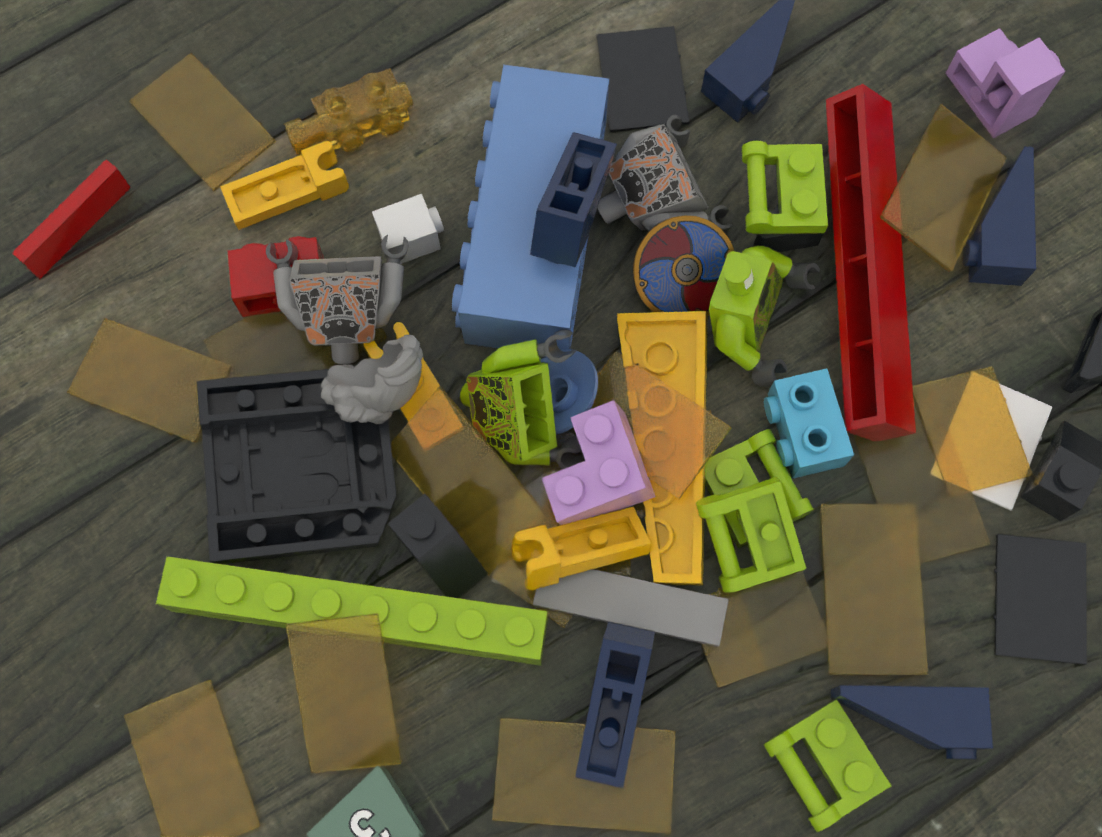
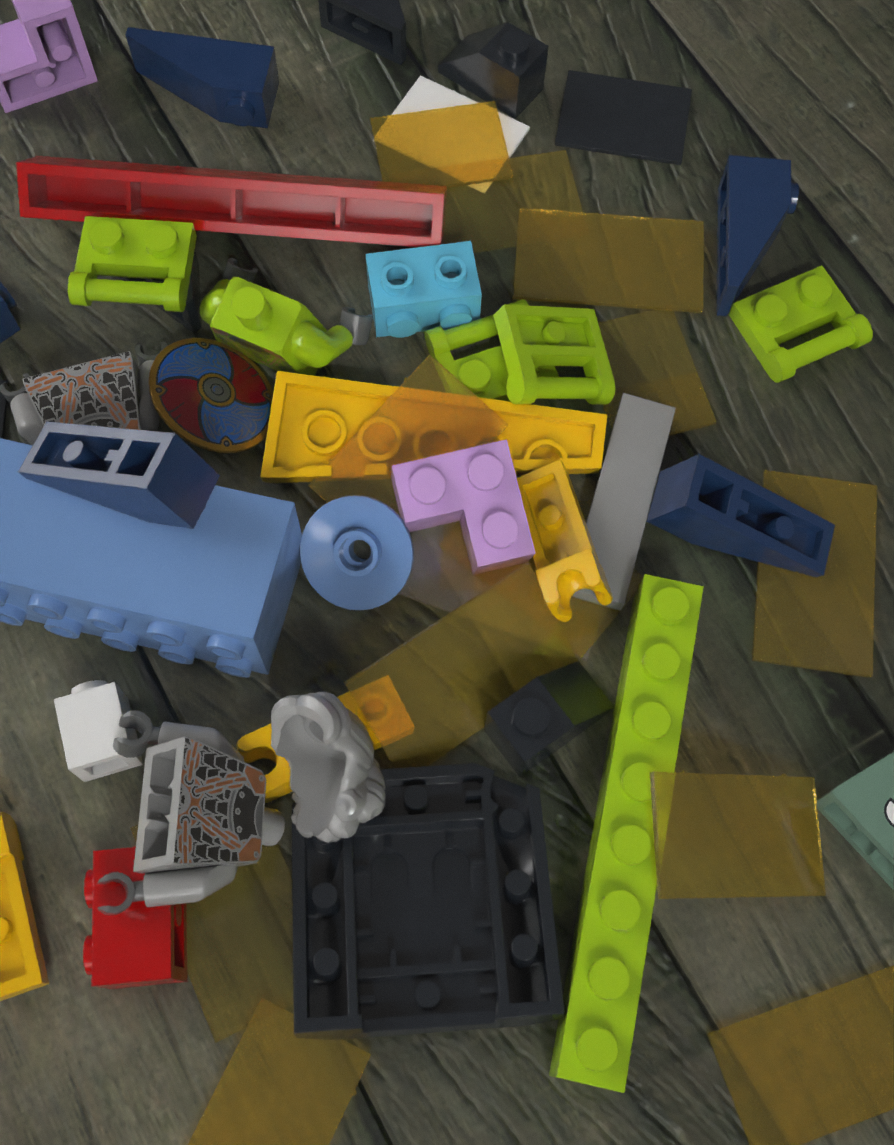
camera: 90 degrees left, 5 degrees down
(514, 403) = (370, 592): lime torso -> none
(944, 188) = (157, 120): clear yellow piece -> none

